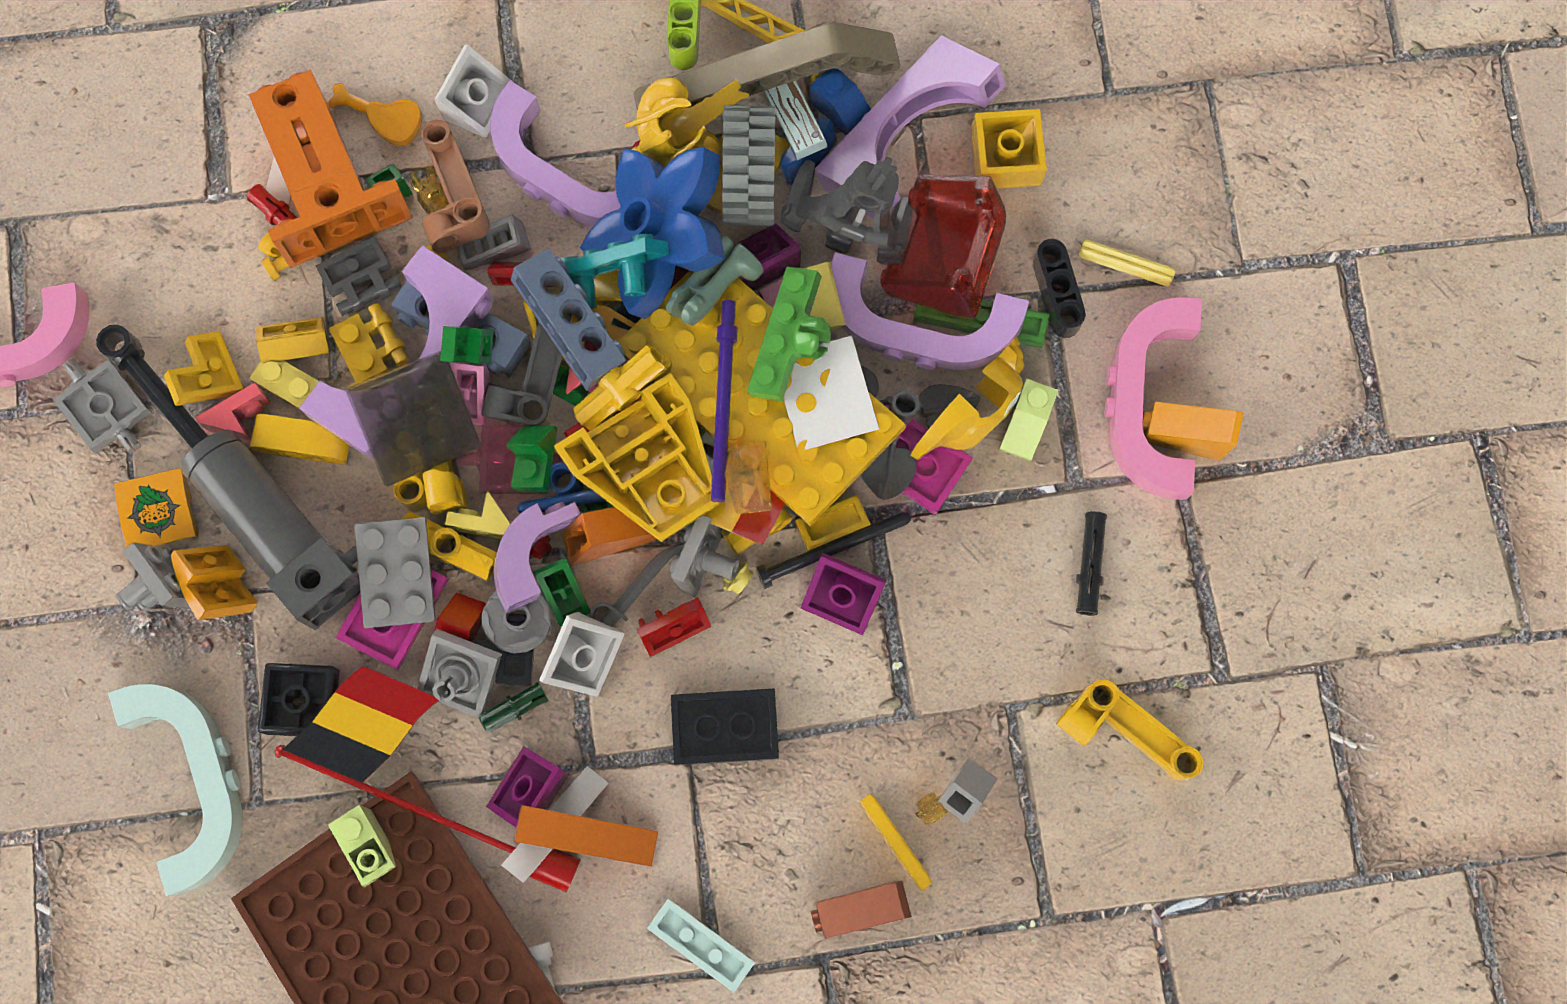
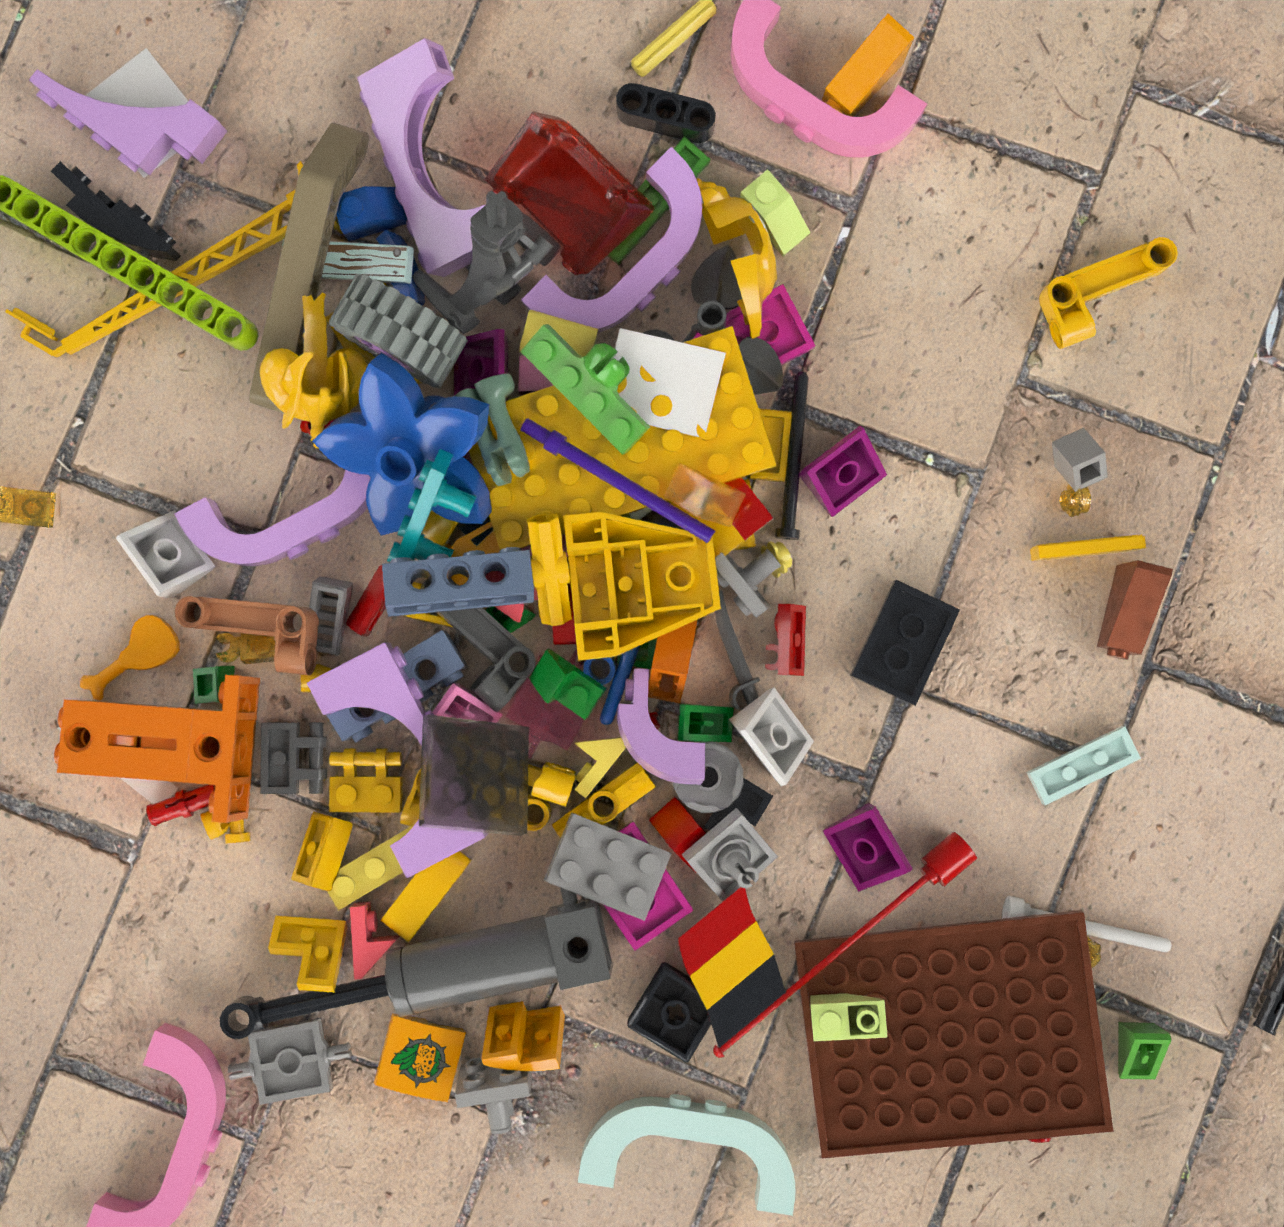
camera: 55 degrees left, 10 degrees up
(466, 344) = (430, 690): green slope -> none
(513, 708) = (785, 822): dark green axle -> none
(573, 801) = (912, 838): white sticker -> none
(585, 836) = (939, 817): orange slope -> none
(1009, 147) = (506, 79): yellow slope -> none
(1088, 602) = (947, 242): black pin -> none

